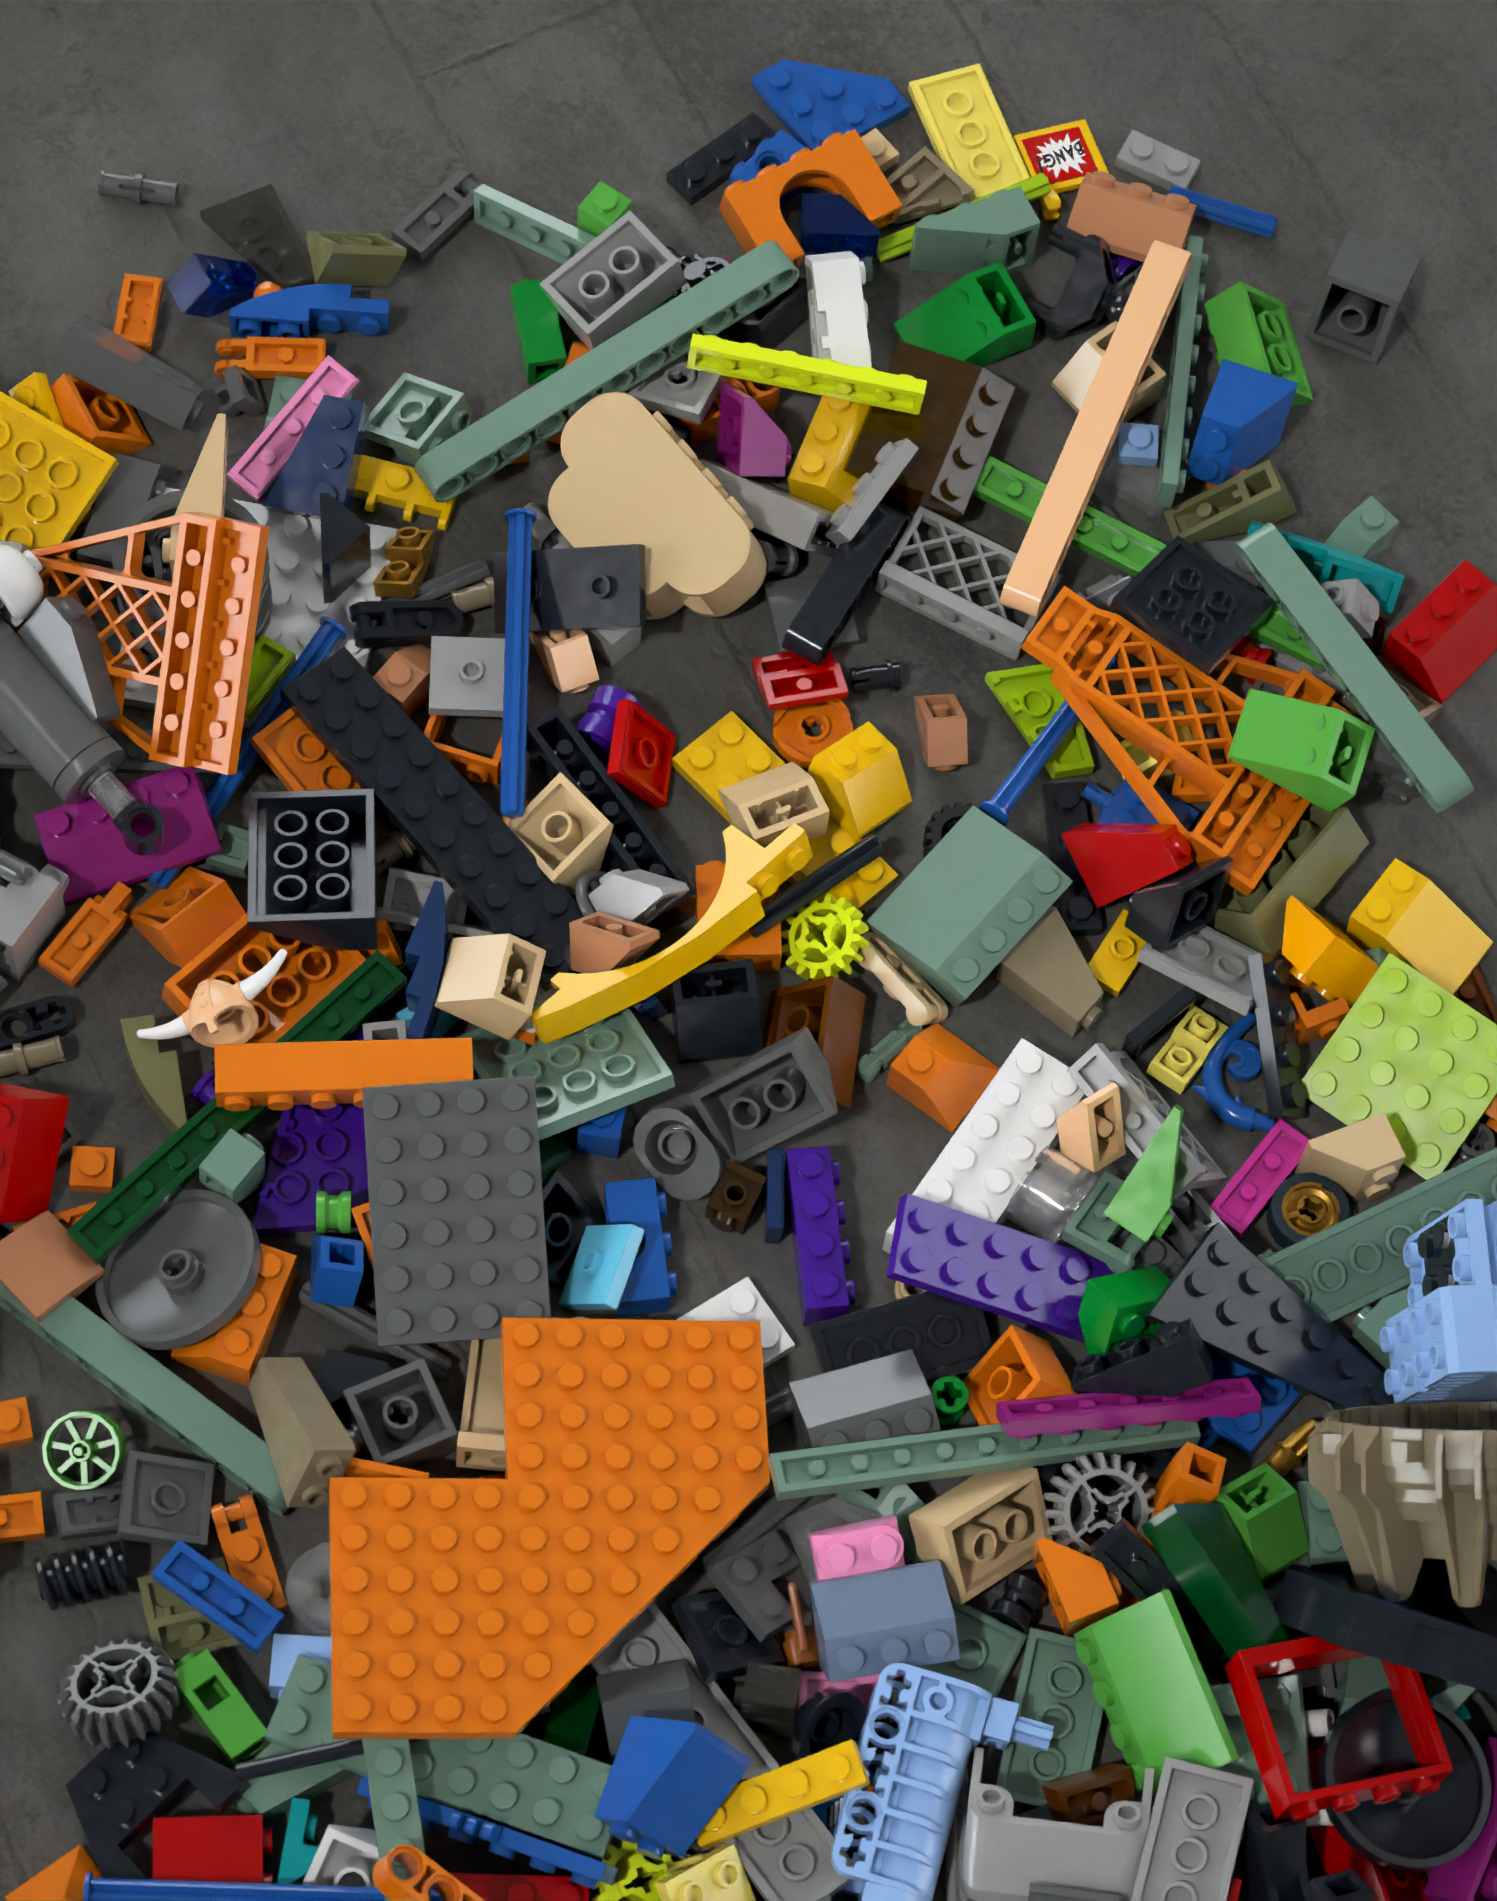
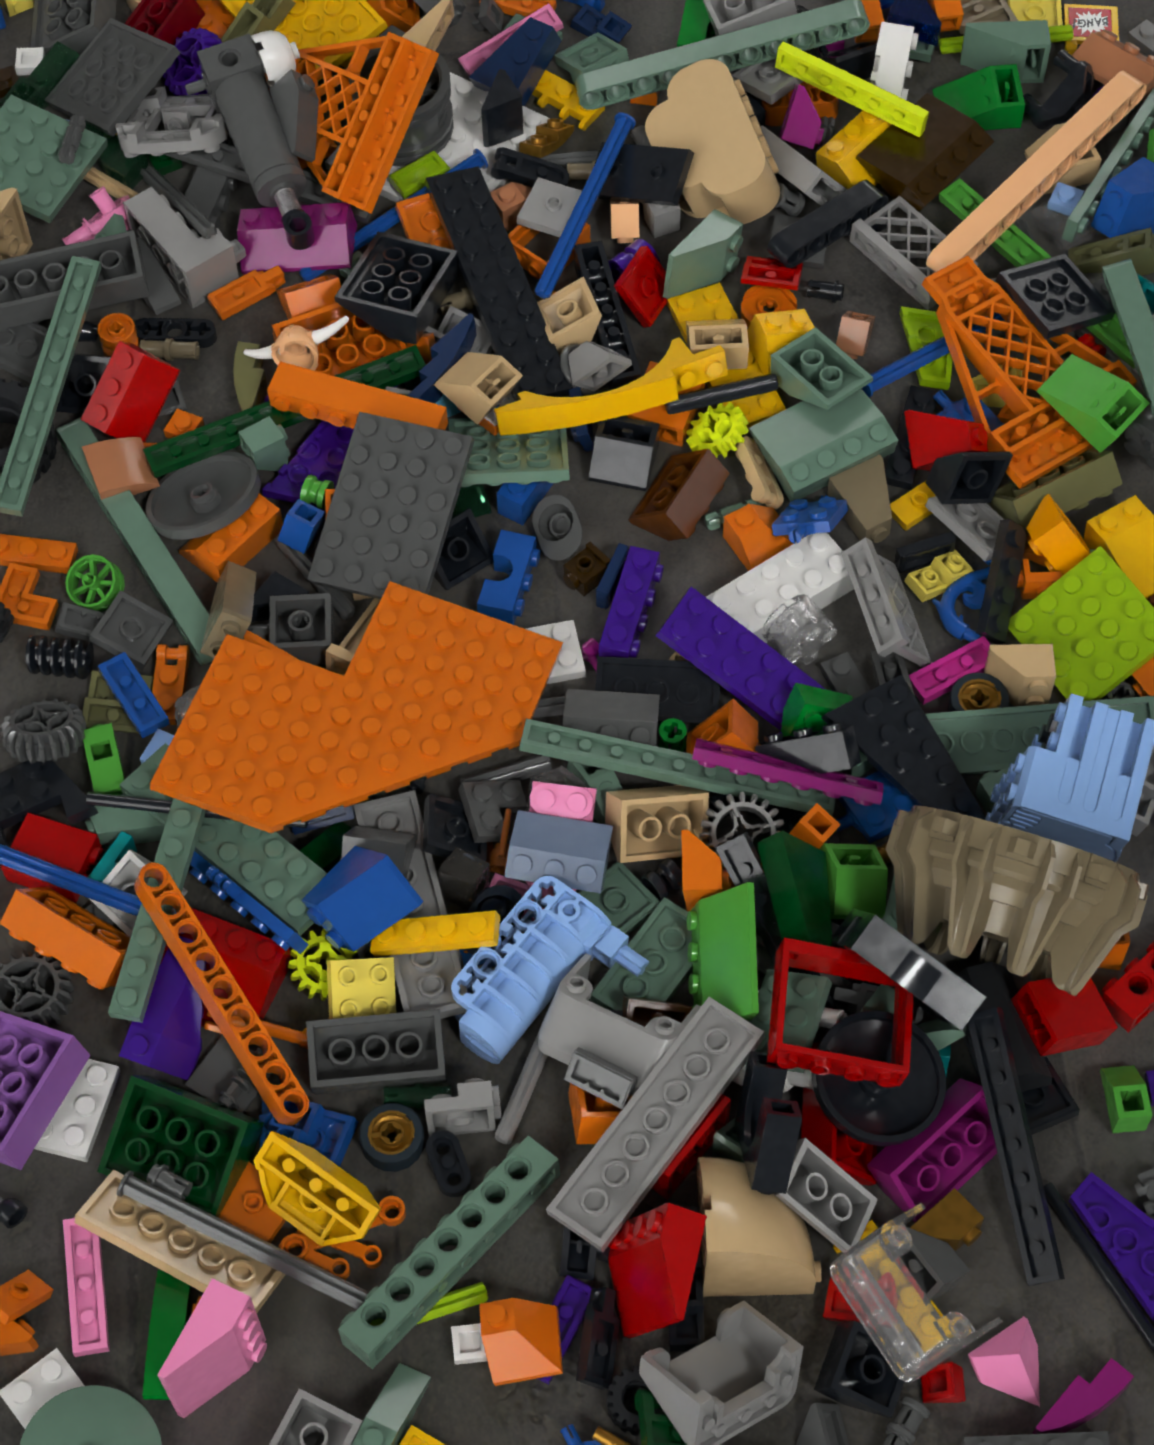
camera: 30 degrees right, 5 degrees down
(392, 357) = (590, 21): none -> dark blue slope
(601, 1267) = (475, 578): medium azure plate -> none
(607, 942) = (566, 381): nougat slope -> none
(707, 680) = (704, 255): none -> sand green slope
(767, 1097) = (630, 507): dark grey slope -> none
(787, 1313) = (589, 651): none -> magenta hand
(870, 490) = (864, 168): light grey plate -> none
(932, 815) = (817, 370): none -> sand green slope
(1000, 1029) = (808, 518): none -> blue plate
(1093, 1130) = (842, 590): light nougat slope -> none
(1094, 1231) = (831, 653): sand green plate -> none
(1150, 1187) = (863, 637): bright green slope -> none

